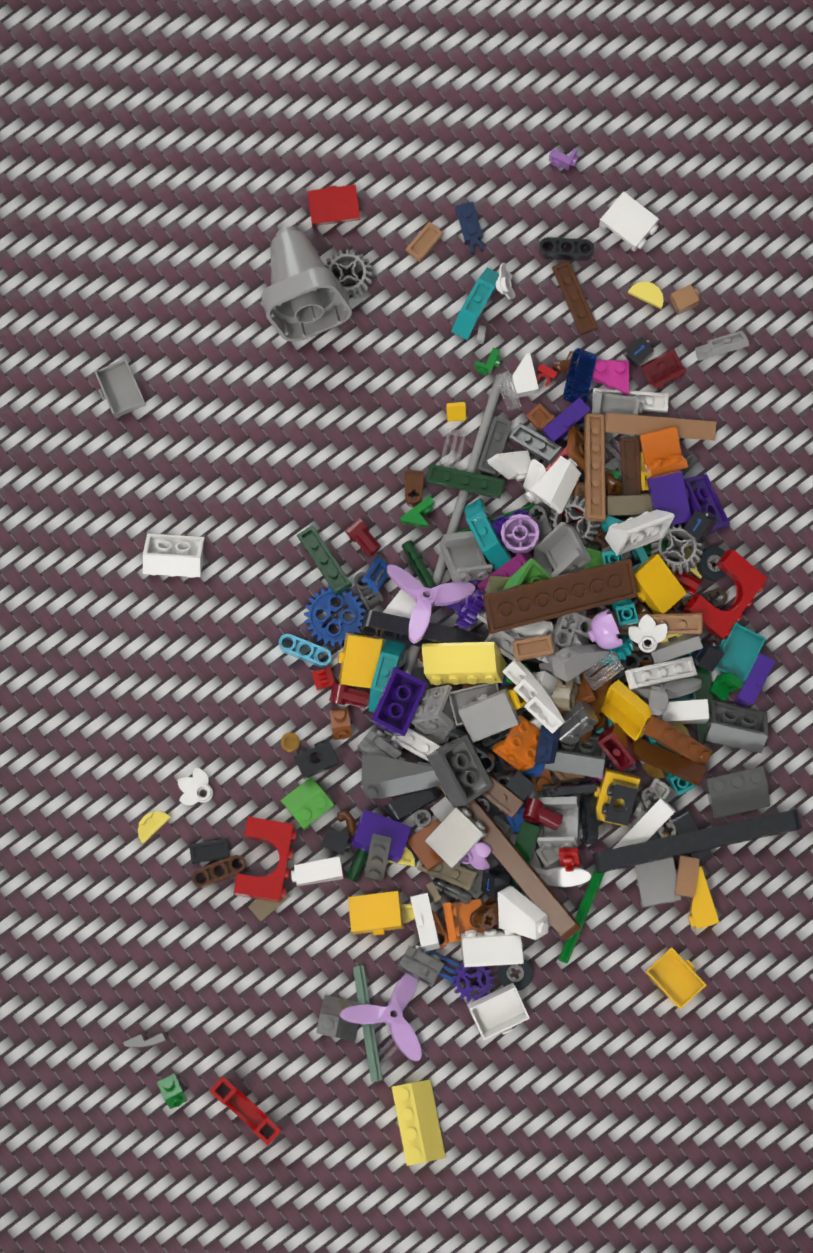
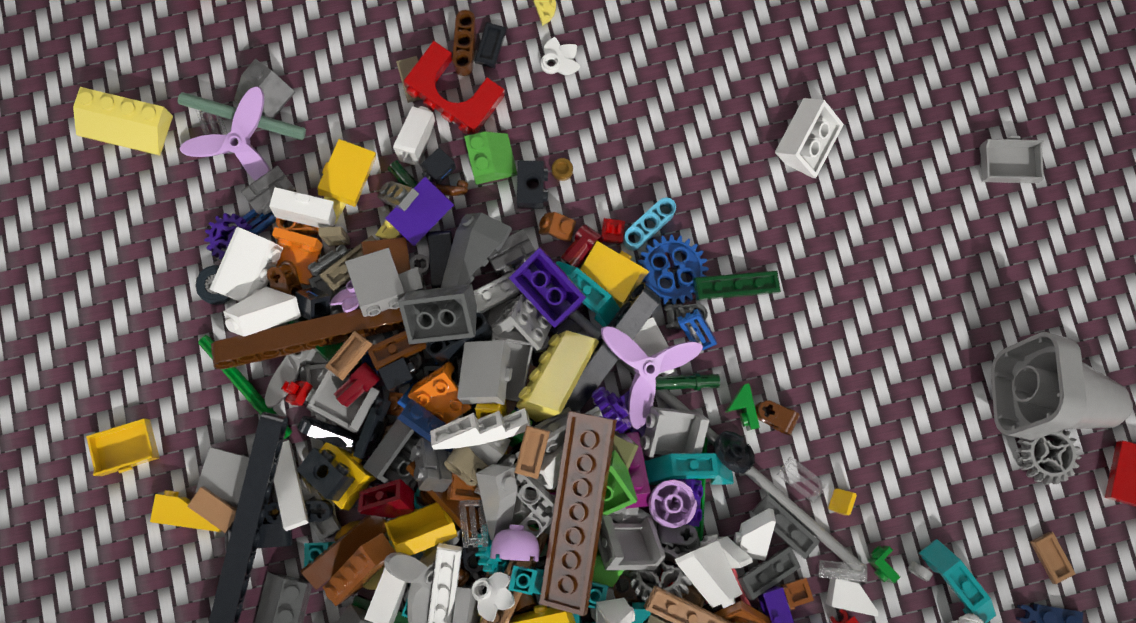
camera: 110 degrees right, 0 degrees up
(359, 533) = (748, 336): dark red piece -> none
(457, 507) = (734, 452): none -> black tile
(465, 481) = (759, 475): dark green tile -> none
(498, 1011) = (183, 247): white container -> none
(523, 828) = (348, 355): none -> medium nougat tile

